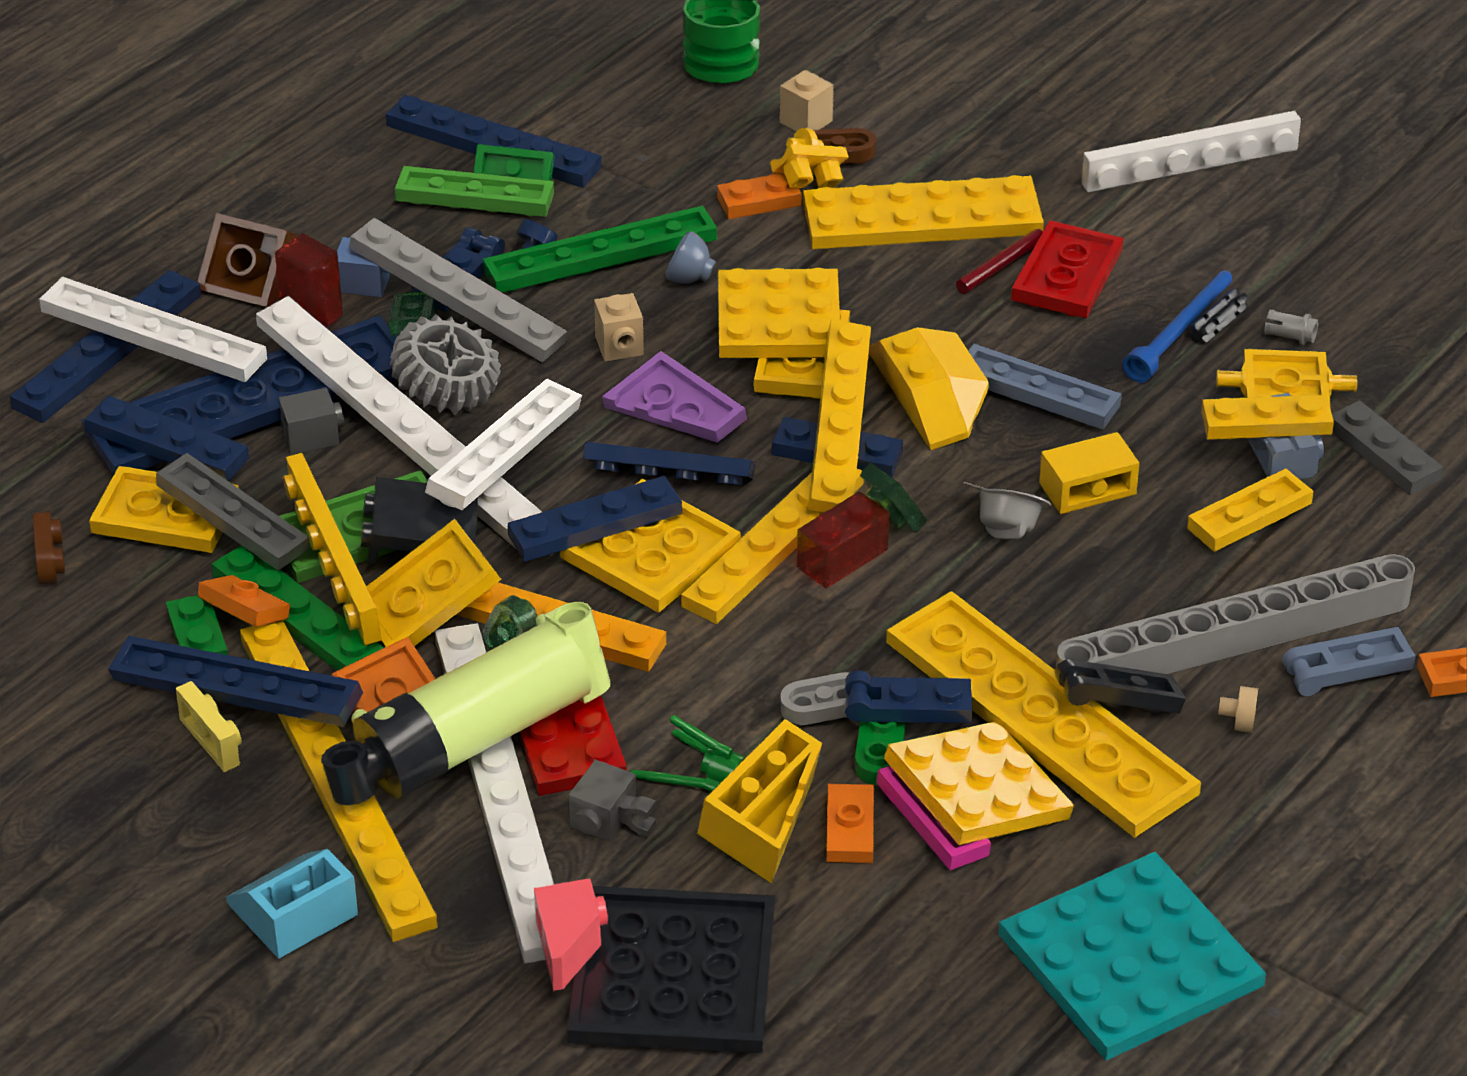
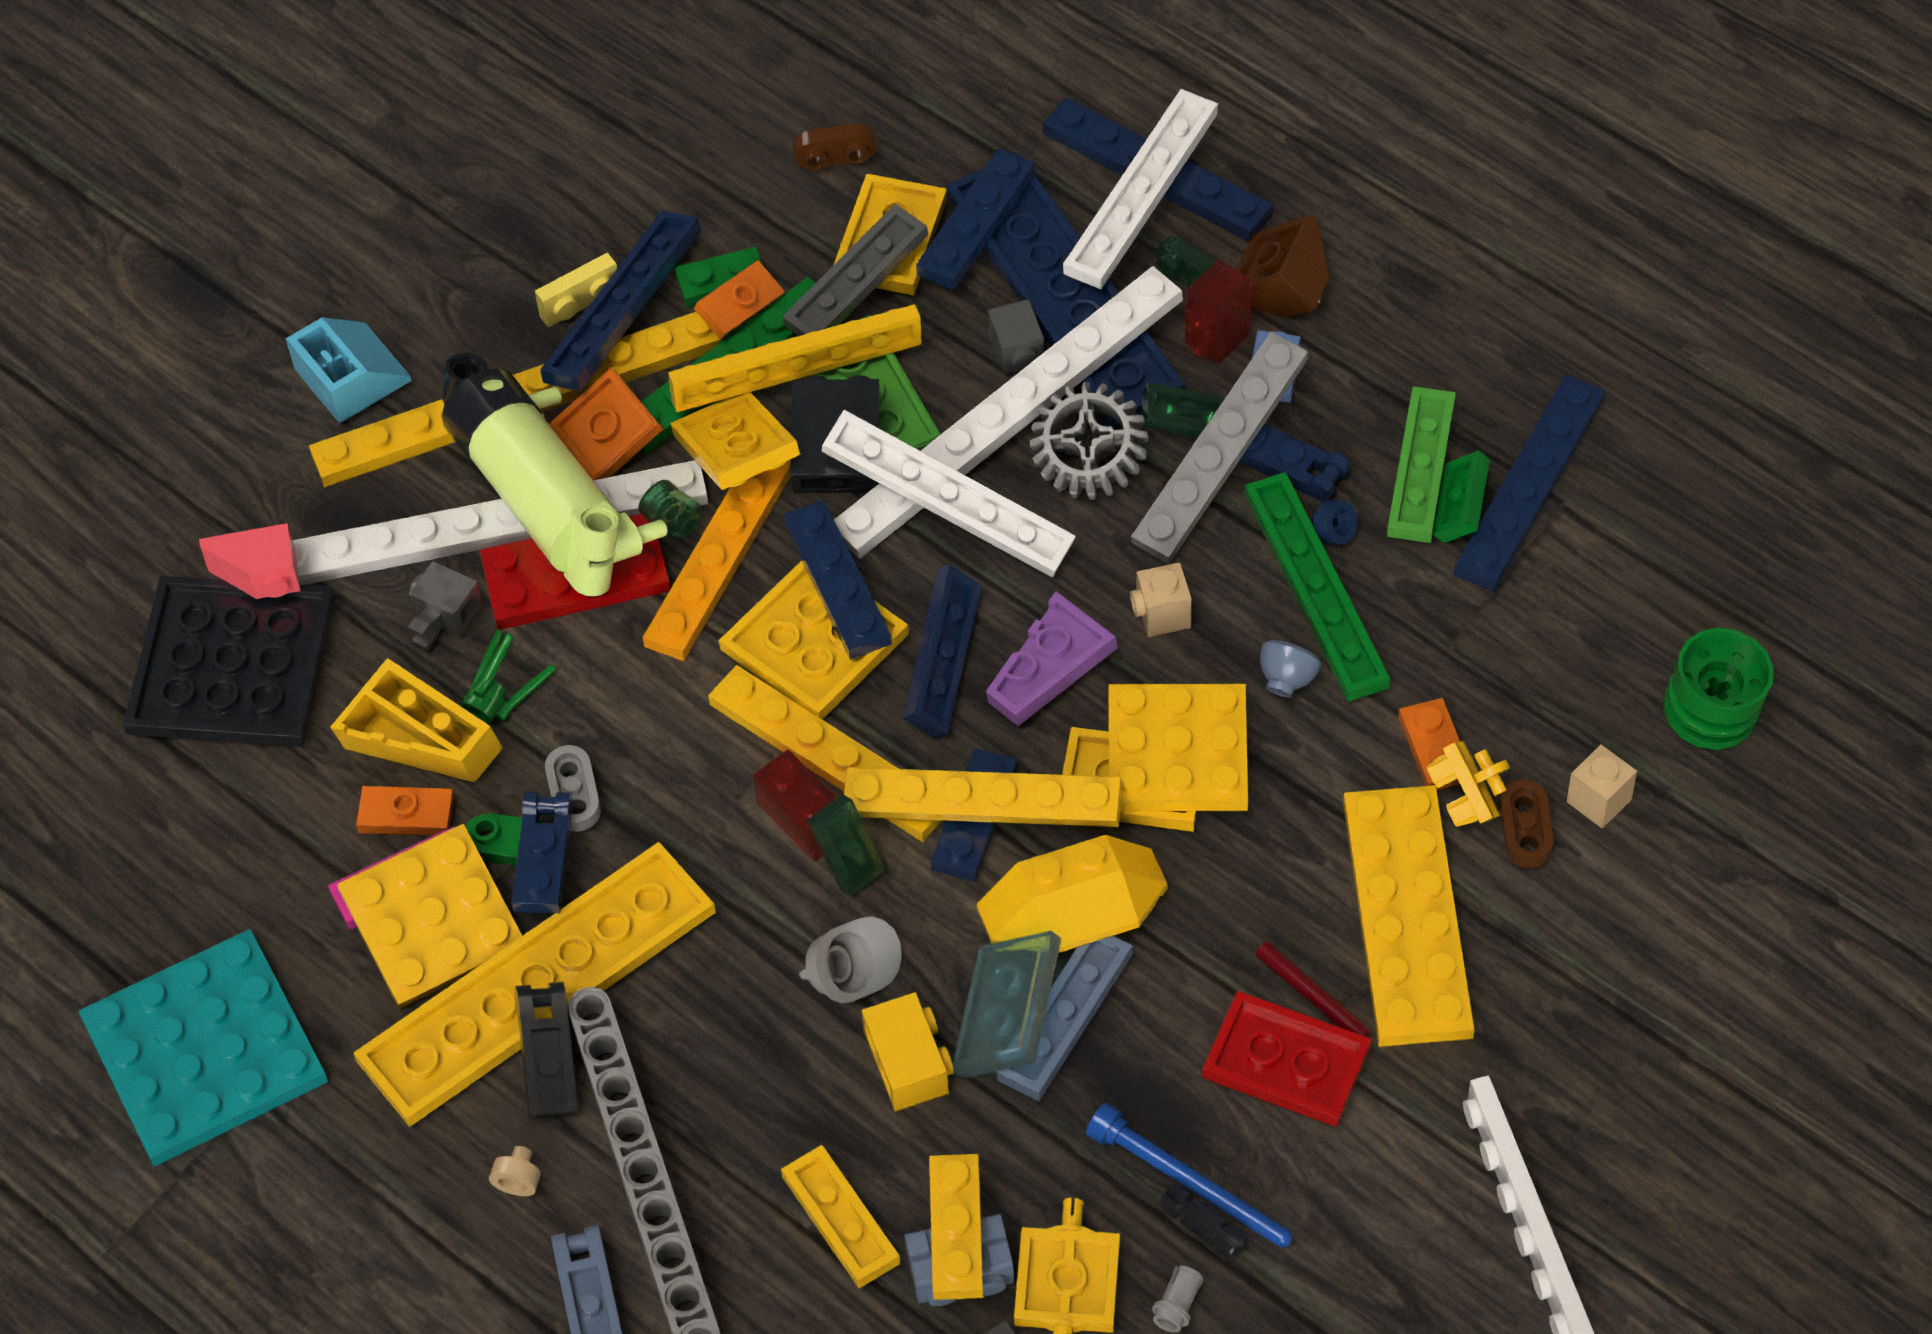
camera: 95 degrees right, 15 degrees up
(239, 312) = (1181, 260): none -> clear green plate
(1039, 405) = (1006, 1004): none -> clear light blue tile

